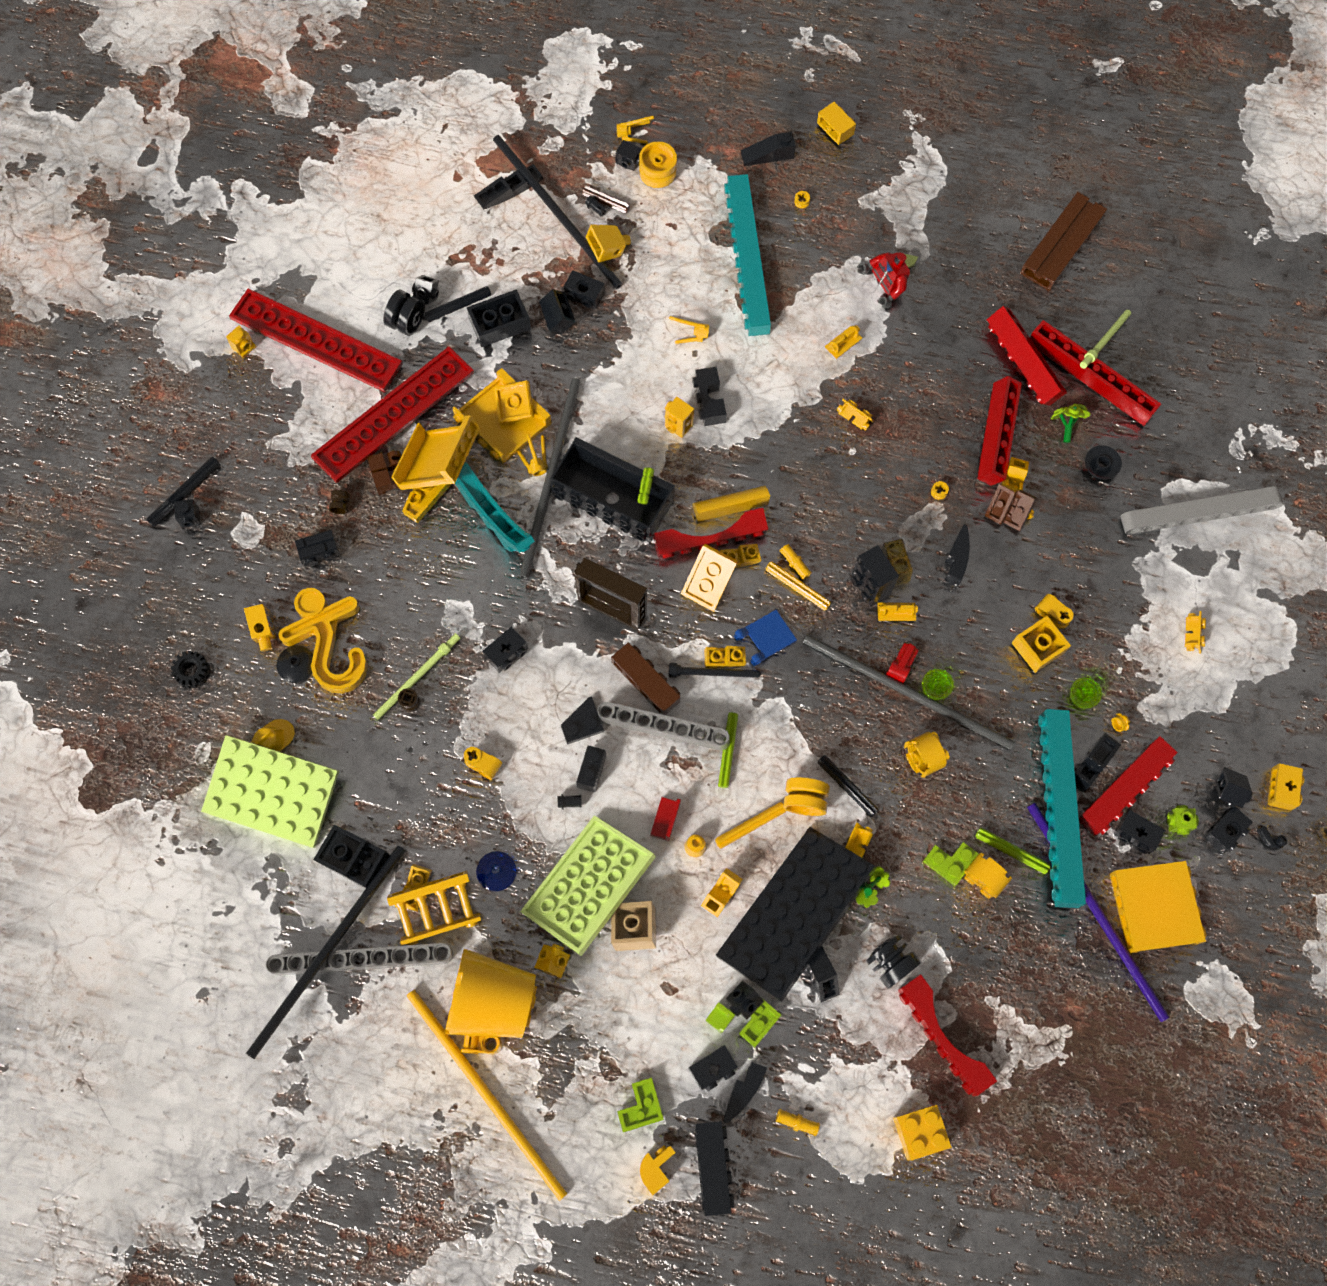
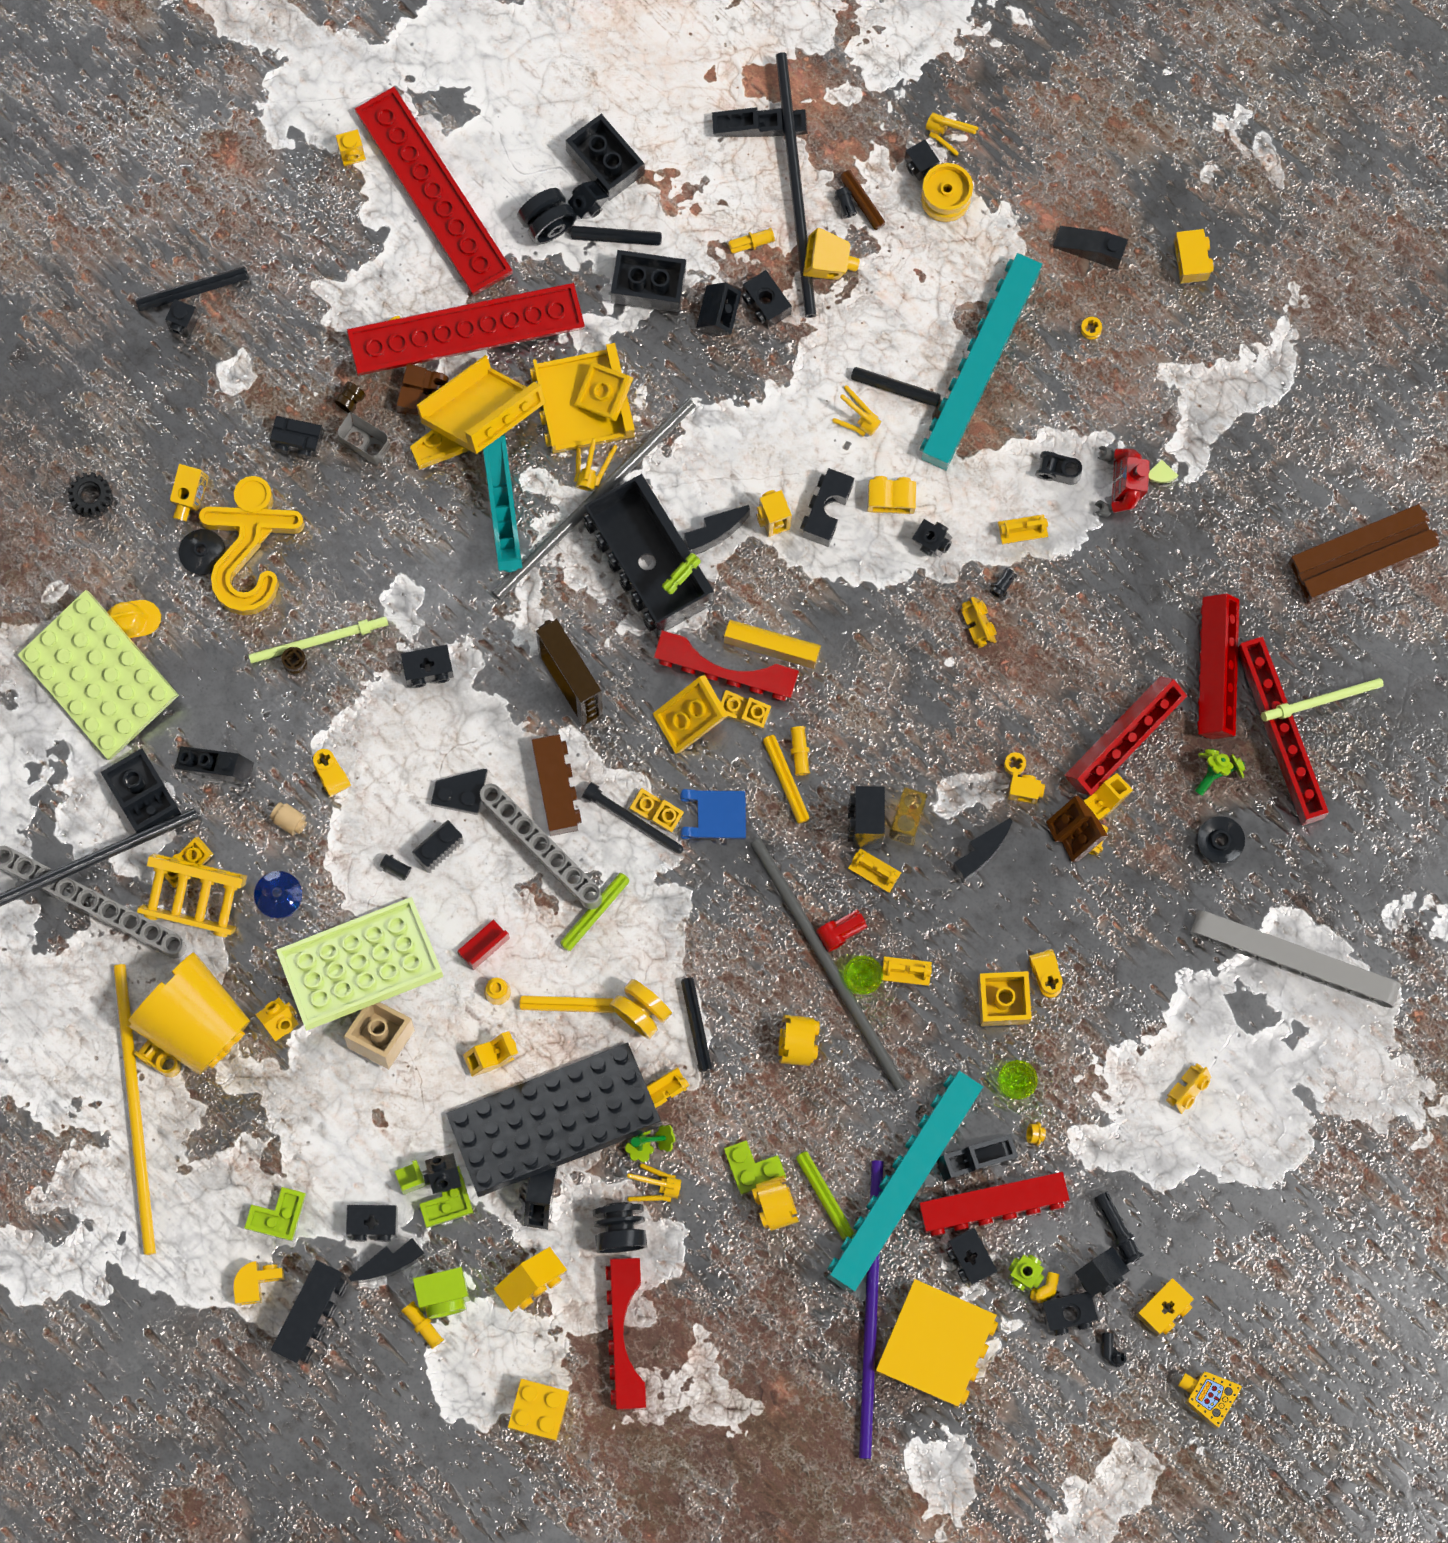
camera: 30 degrees right, 5 degrees up
(363, 515) = (367, 430): none -> light grey piece
(394, 805) = (215, 765): none -> black slope
(419, 256) = (605, 156): none -> black brick
(471, 812) = (288, 818): none -> tan brick
(550, 260) = (751, 241): none -> yellow axle
(646, 447) = (716, 529): none -> black slope
(703, 299) = (895, 386): none -> black axle
(746, 367) = (891, 496): none -> yellow brick
(791, 377) = (932, 538): none -> black brick
(799, 1089) = (442, 1293): none -> lime piece
(838, 292) = (1057, 468): none -> black piece
(854, 382) = (1004, 581): none -> black pin
(855, 1039) = (530, 1280): none -> yellow brick
(903, 910) = (669, 1186): none -> yellow plant
(957, 501) = (1025, 789): none -> yellow brick
(963, 664) = (906, 971): none -> yellow hinge
(1202, 825) = (1047, 1291): none -> yellow arm
(1226, 758) = (1123, 1239): none -> black pin

